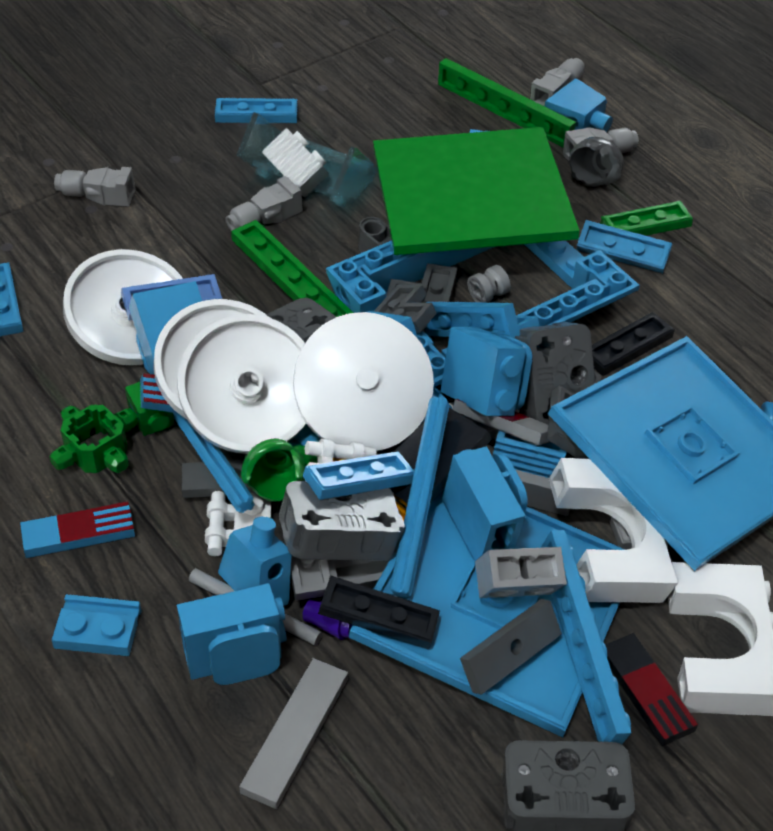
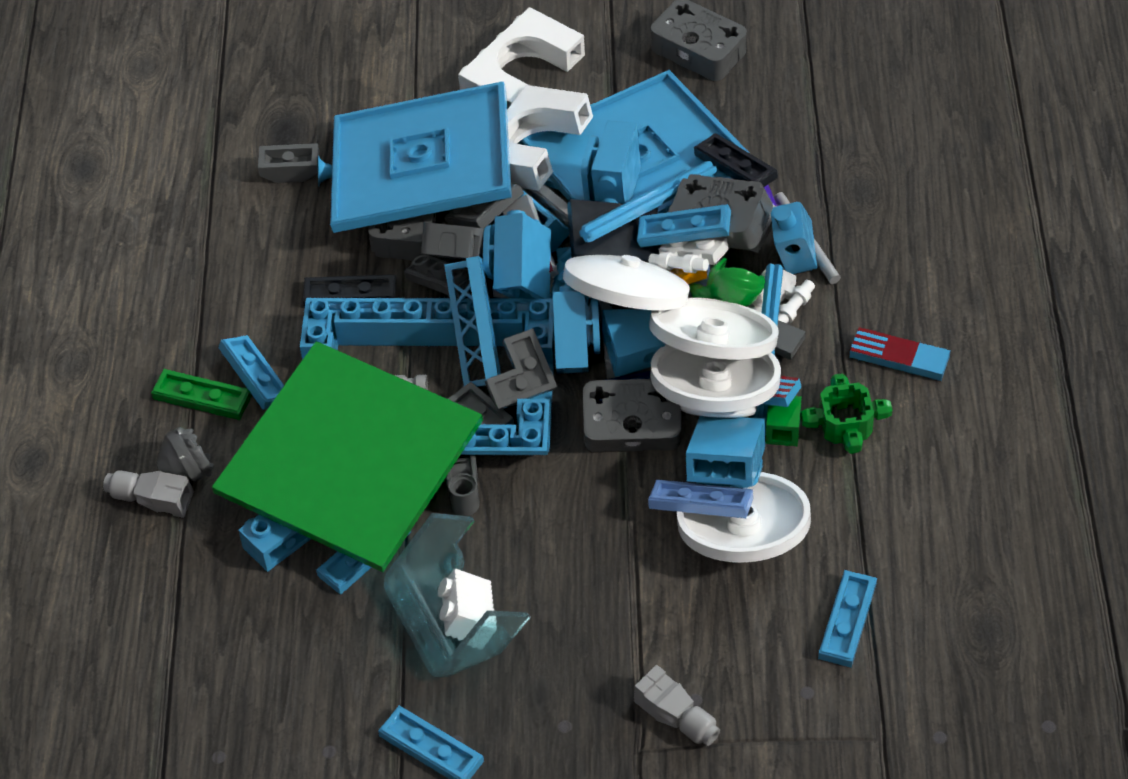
camera: 140 degrees left, 5 degrees up
(96, 625) = (924, 278): dark azure plate -> none
(233, 634) = (842, 198): dark azure brick -> none
(269, 205) = (527, 585): light grey piece -> none
(285, 267) = (569, 491): green plate -> none
(293, 734) = (834, 151): light grey tile -> none
(503, 101) = (179, 608): green plate -> none
(510, 646) = (667, 107): dark grey tile -> none
(520, 572) = (647, 124): light grey brick -> none
(556, 80) = (100, 592): light grey piece -> none
(581, 105) = (119, 546): dark azure torso -> none
(588, 650) = (617, 89): dark azure plate -> none
(649, 690) = (595, 67): tile -> none

